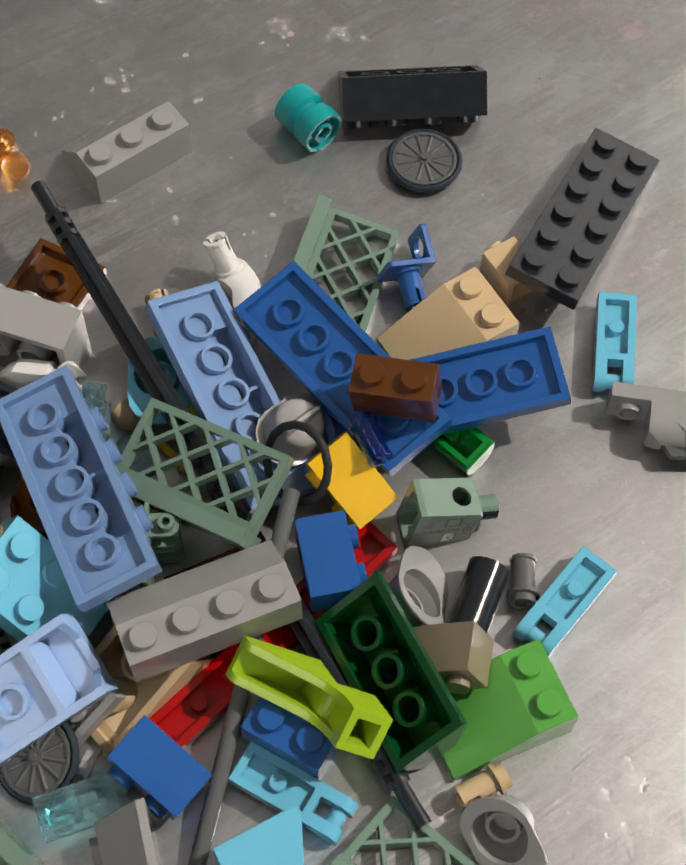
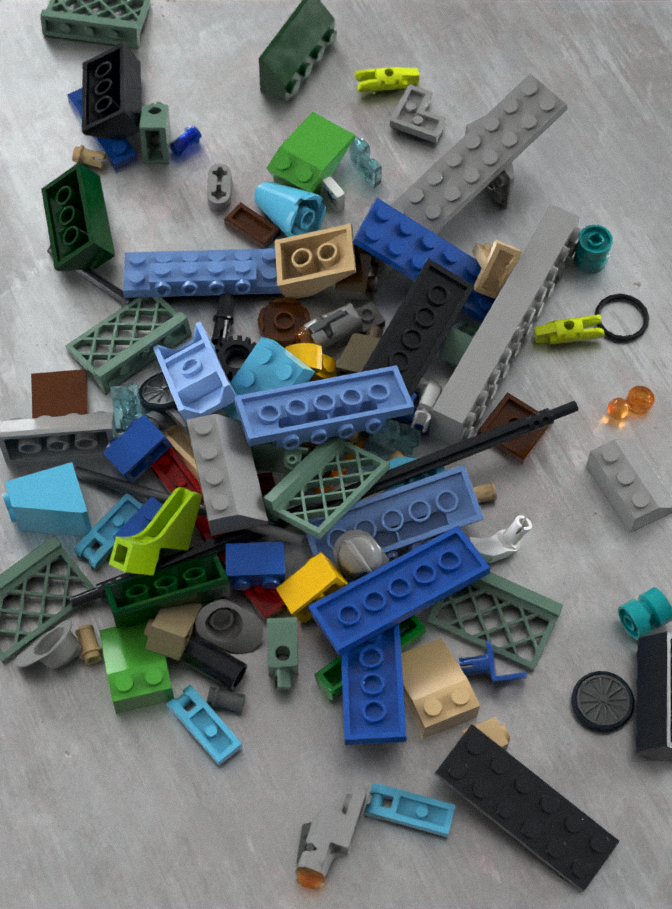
camera: 100 degrees right, 0 degrees up
(325, 452) = (343, 542): black piece -> none
(372, 443) = (330, 592): clear blue pin -> none
(395, 387) = (361, 609): reddish brown brick -> none

